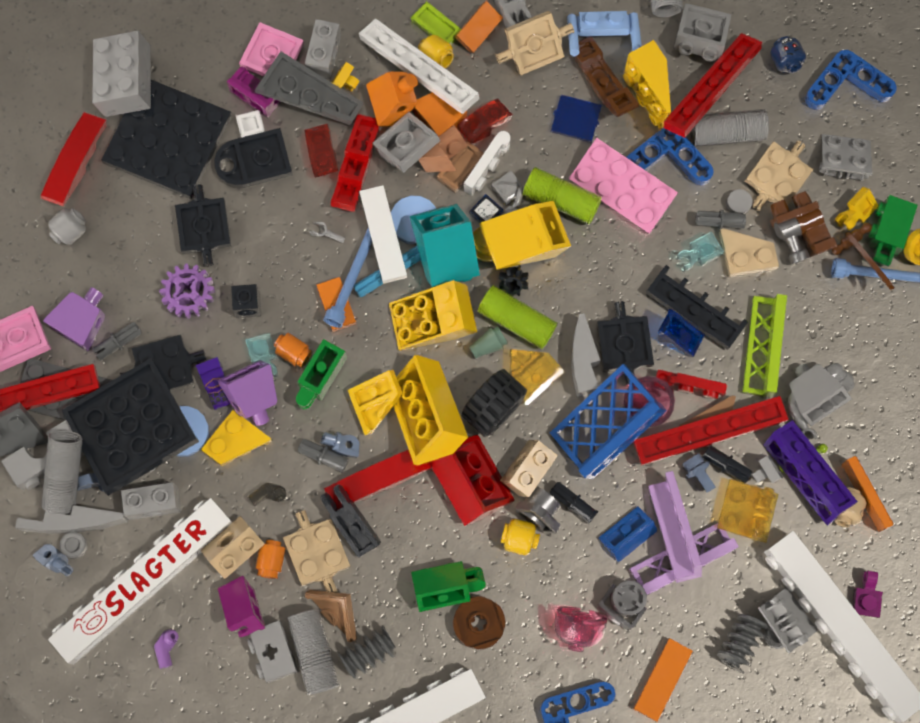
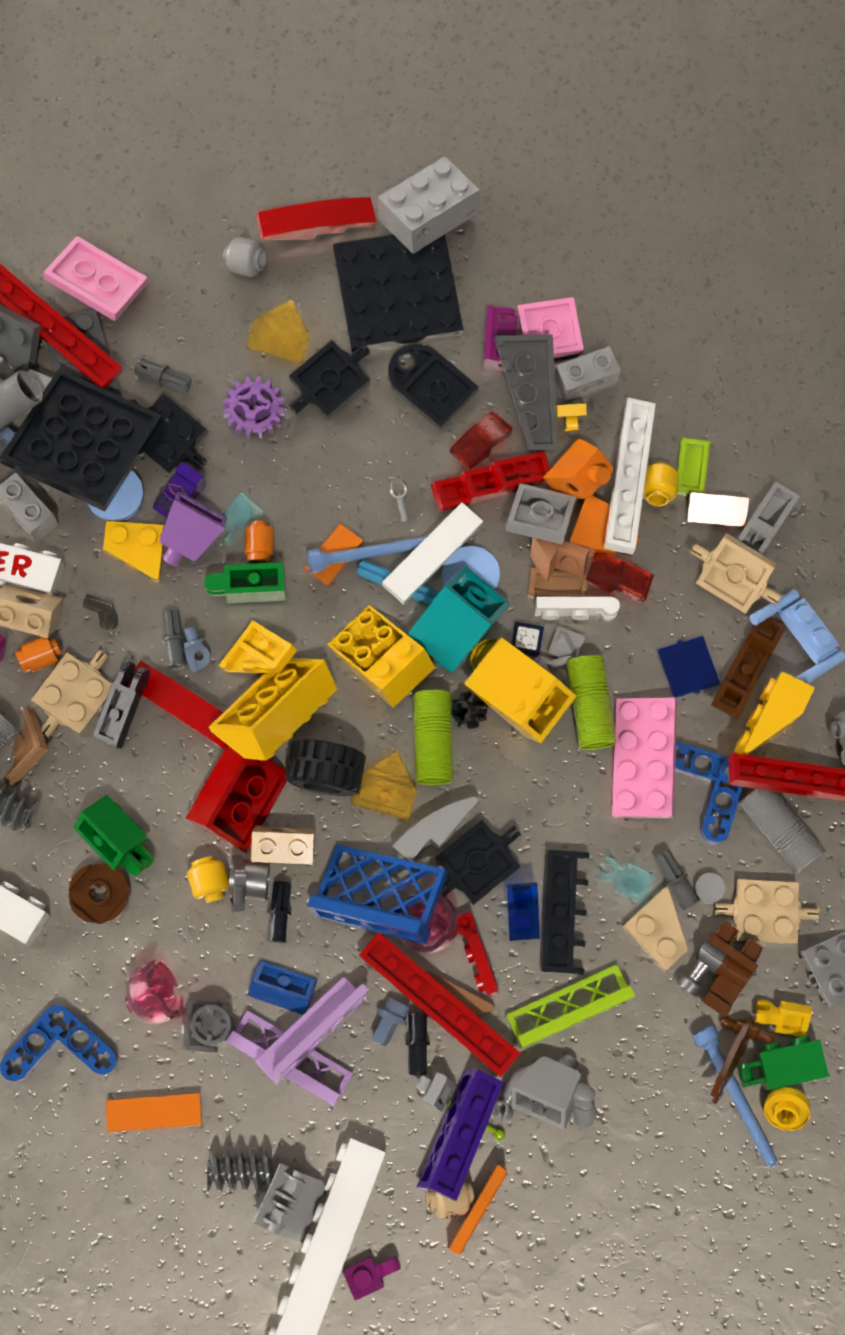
camera: 55 degrees right, 0 degrees up
(77, 318) = (161, 326): medium lavender torso -> none
(143, 238) = (280, 333): none -> clear yellow slope
(246, 301) = (279, 467): black brick -> none
(250, 123) = (464, 357): white tile -> none
(489, 342) = (391, 727): sand green cone -> none
(748, 510) = (382, 1095): clear yellow hinge -> none

